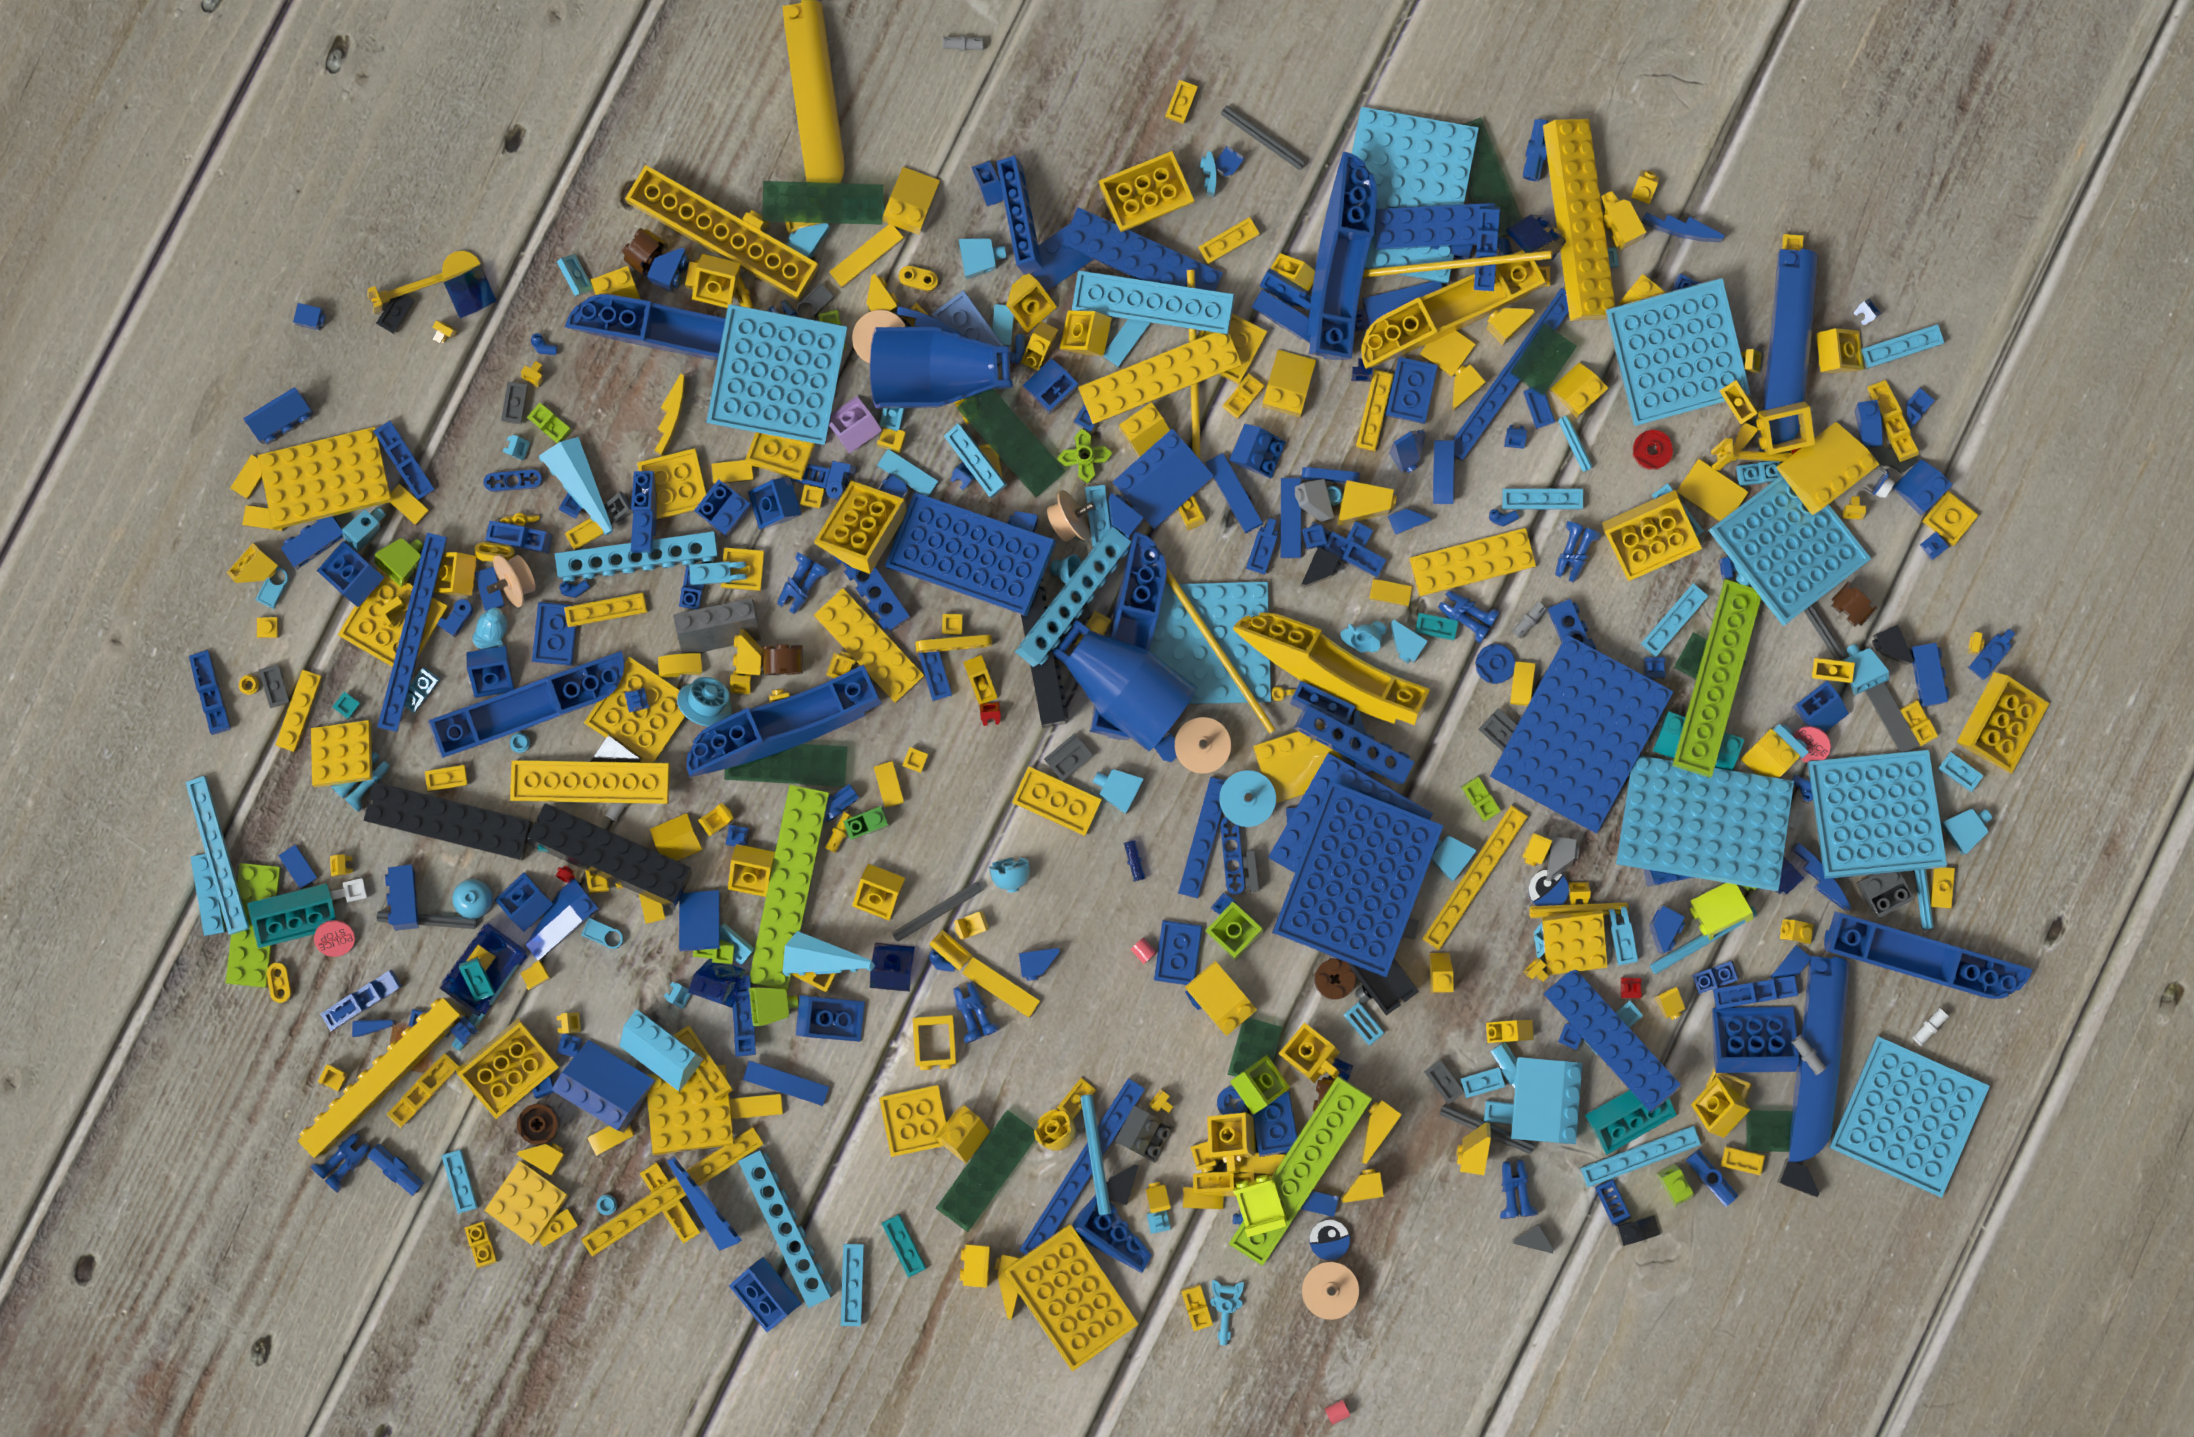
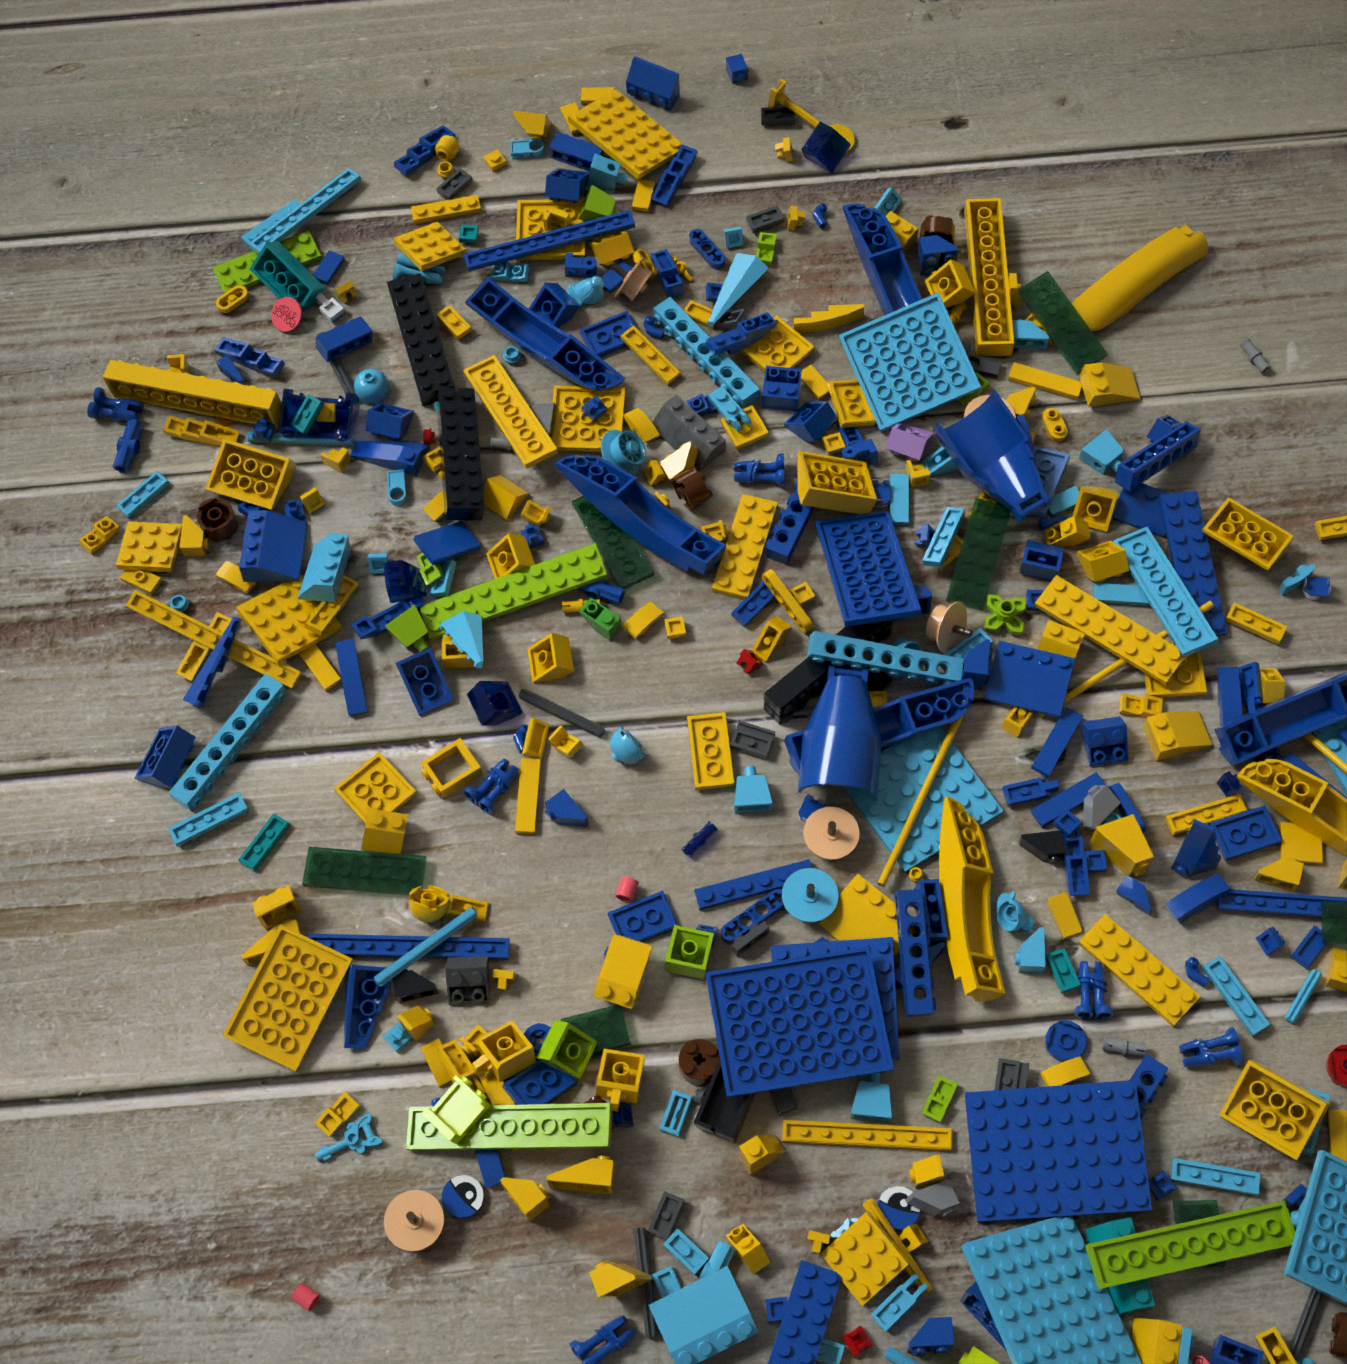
camera: 60 degrees right, 20 degrees down
(224, 668) = (447, 148): none -> yellow head

